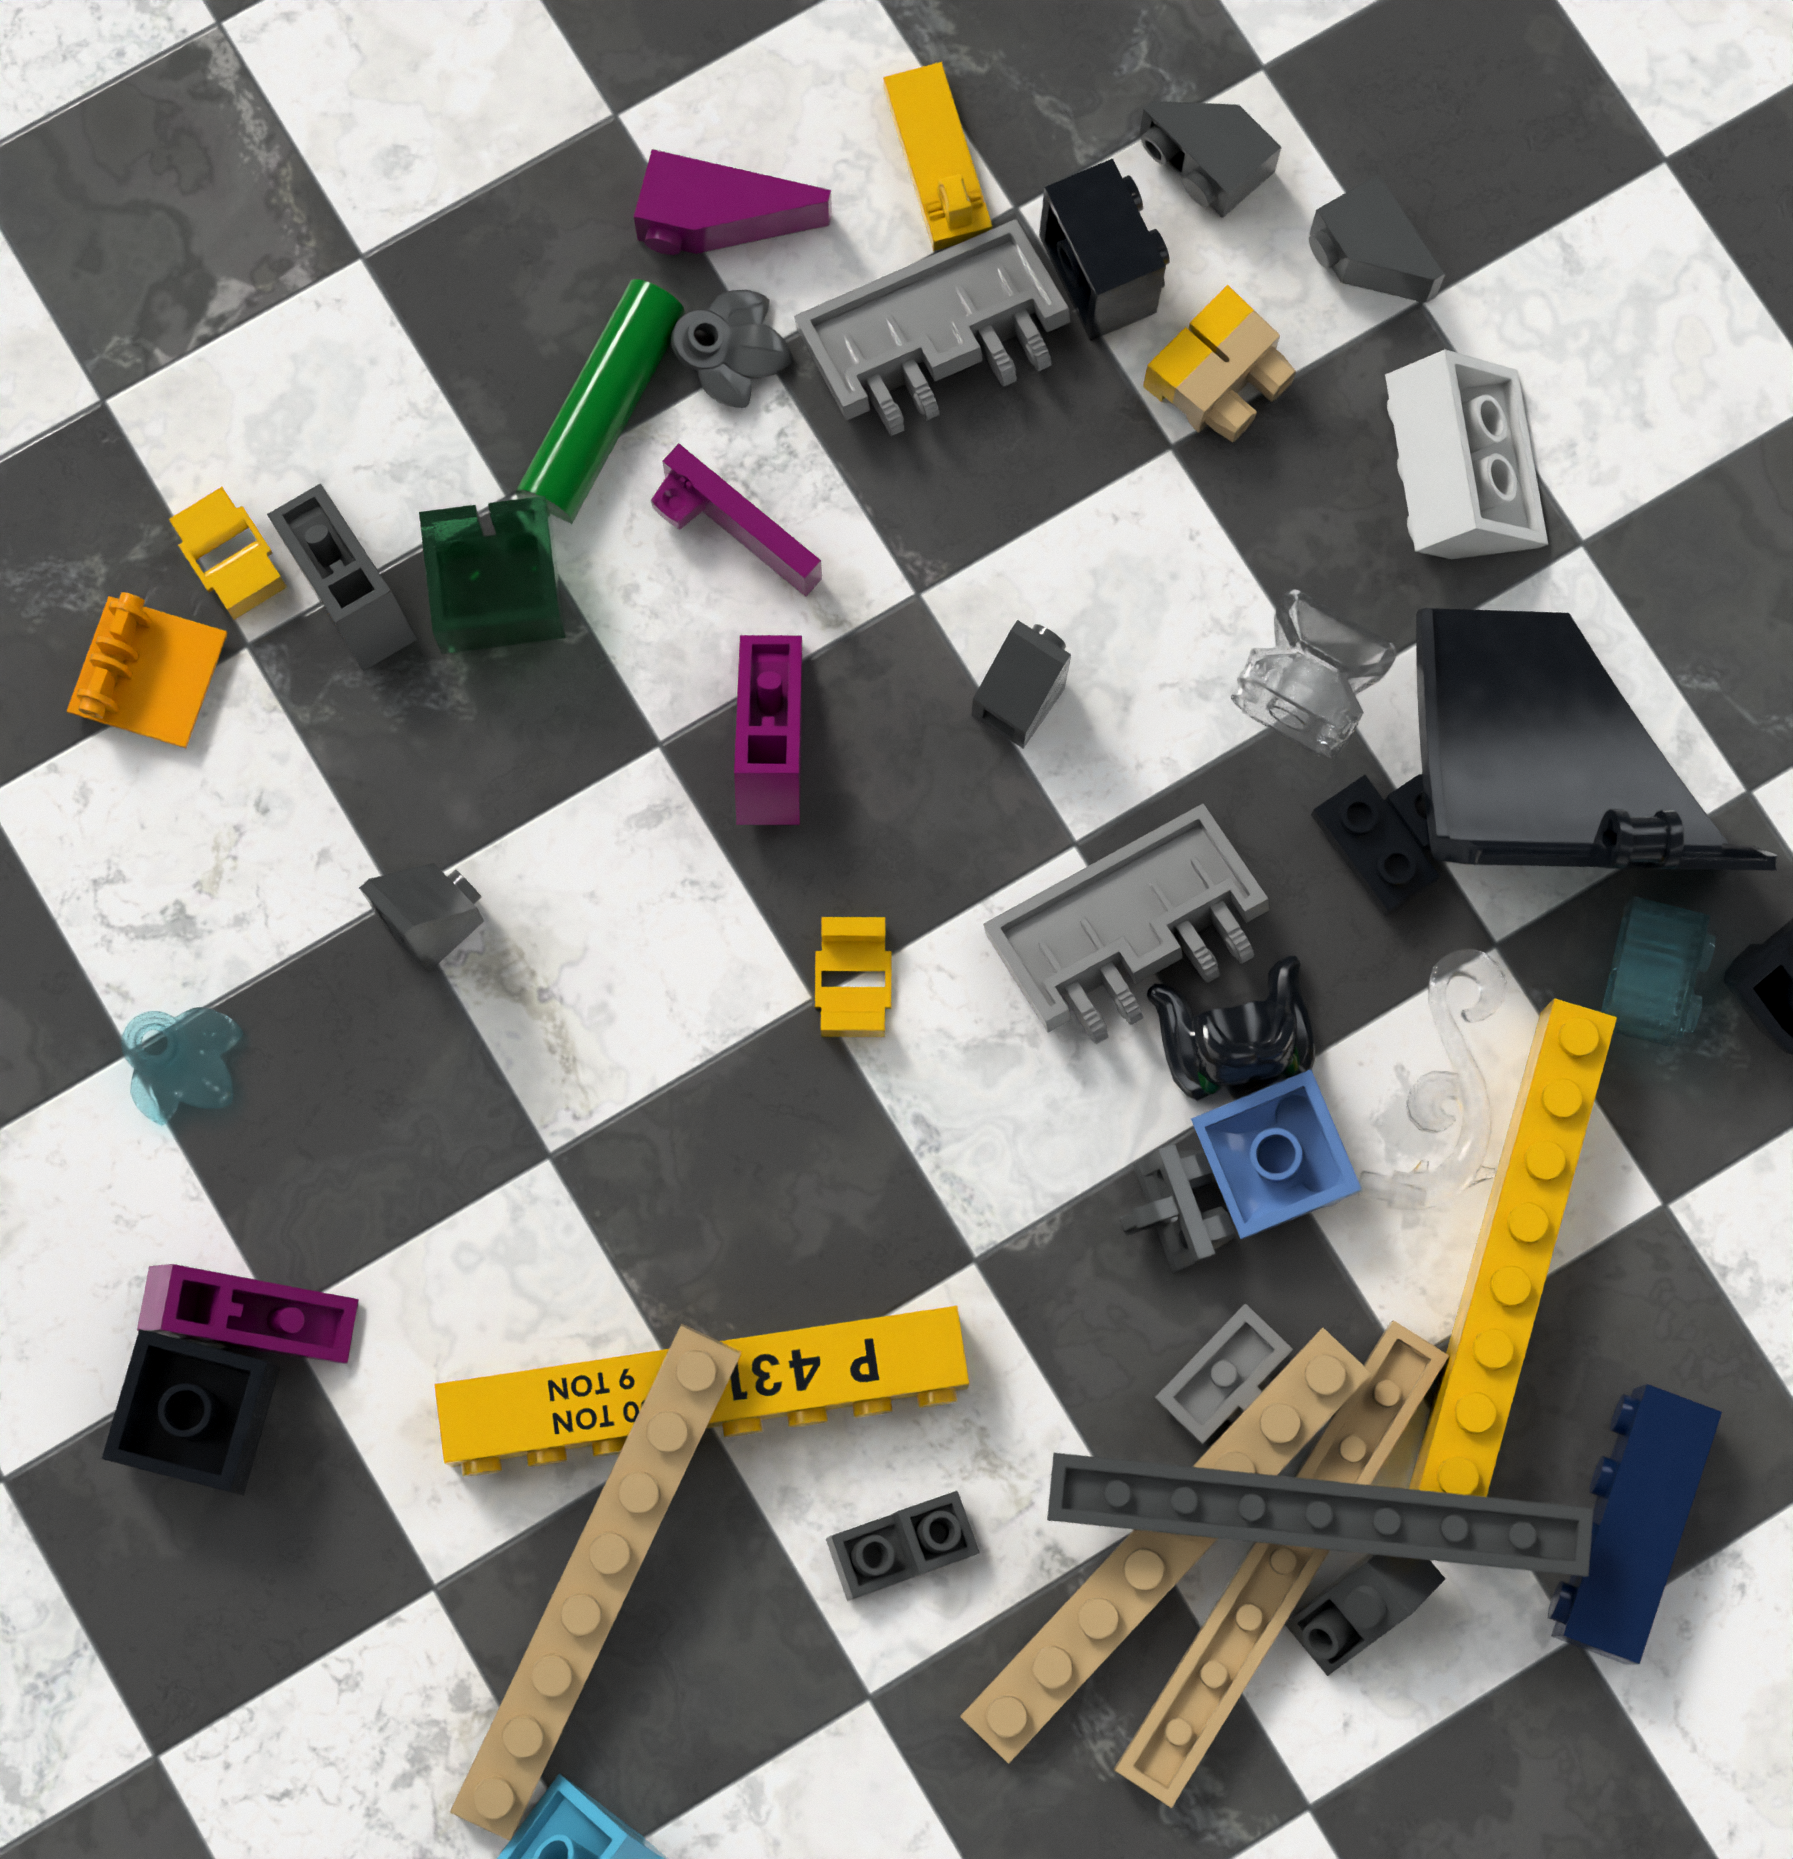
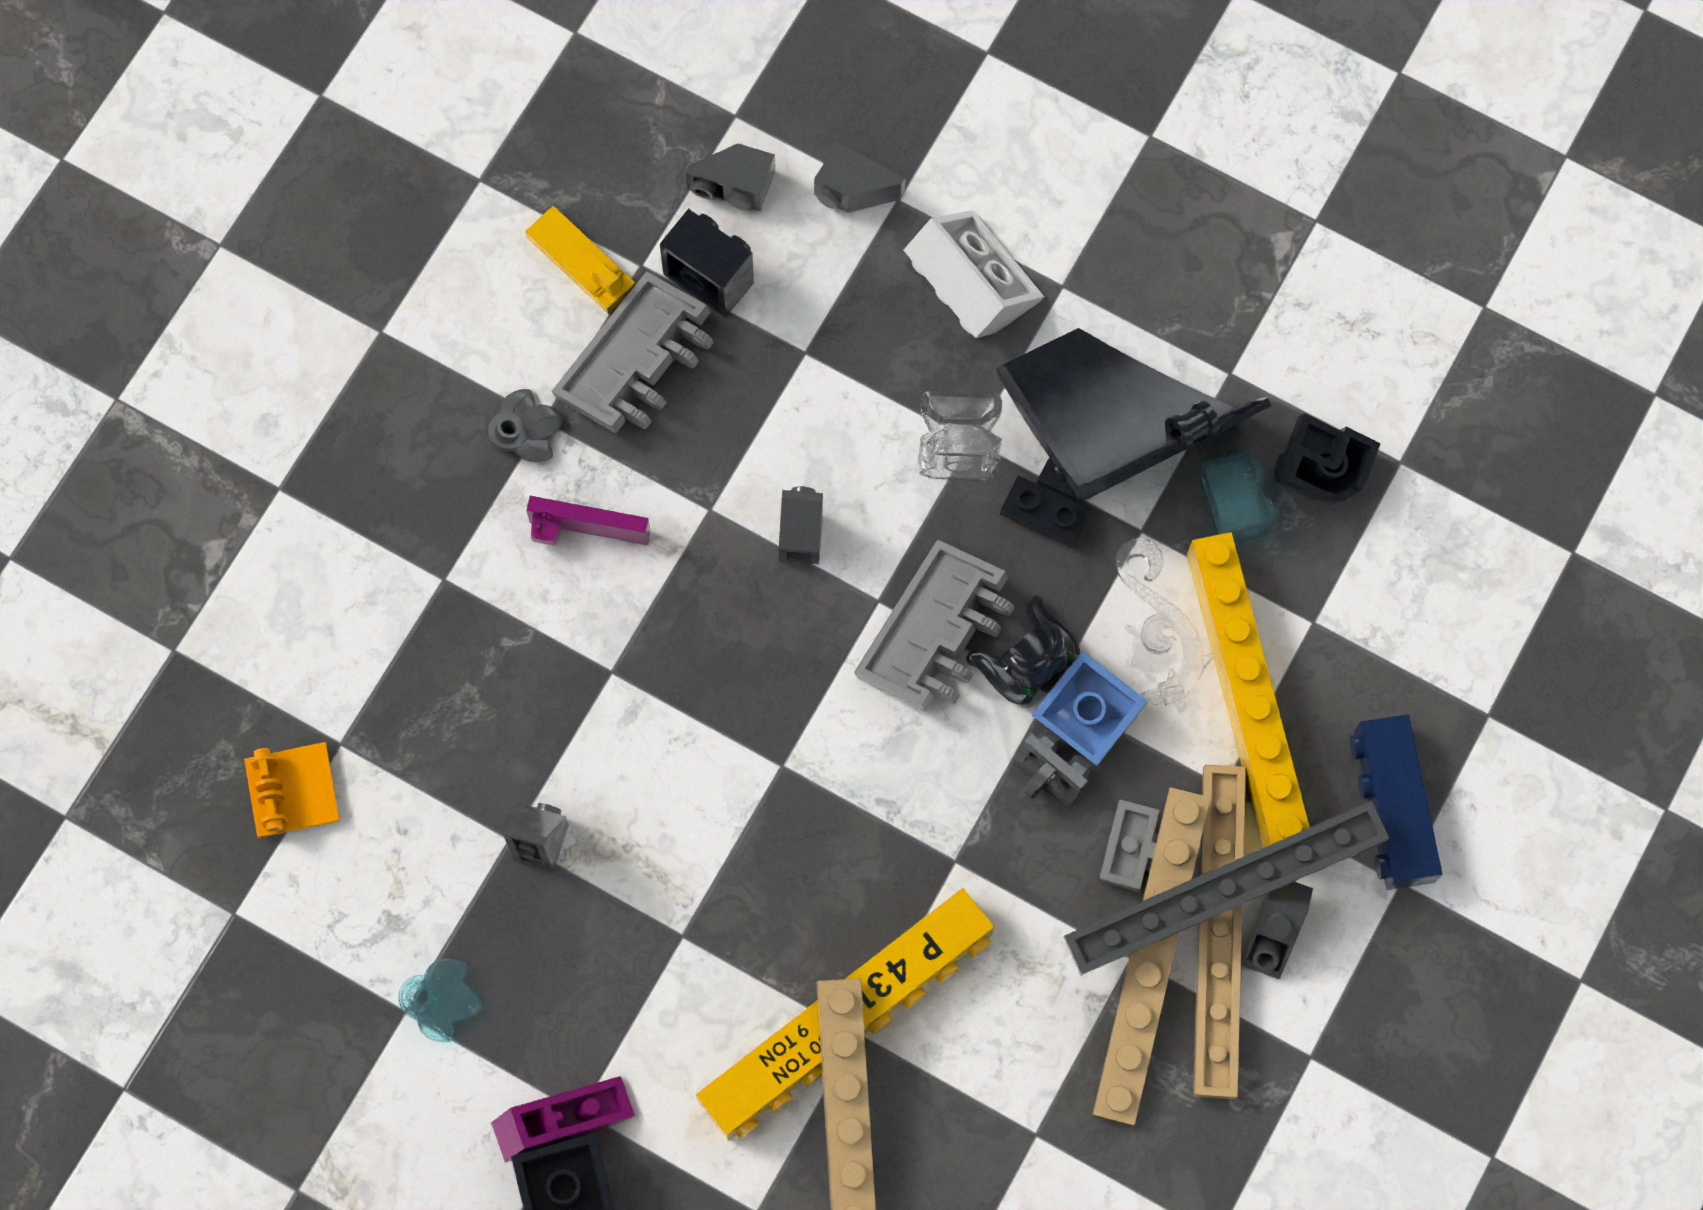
camera: 30 degrees left, 5 degrees down
(242, 578) = (317, 706): yellow piece -> none
(342, 577) = (376, 674): dark grey slope -> none
(494, 585) = (468, 631): clear green piece -> none
(602, 399) = (467, 496): green brick -> none
(715, 206) = (470, 353): magenta slope -> none
(768, 730) = (672, 629): magenta slope -> none
(853, 946) = (788, 724): yellow piece -> none
(902, 1545) = (1006, 1040): dark grey slope -> none
(1215, 361) = (804, 290): tan hips -> none

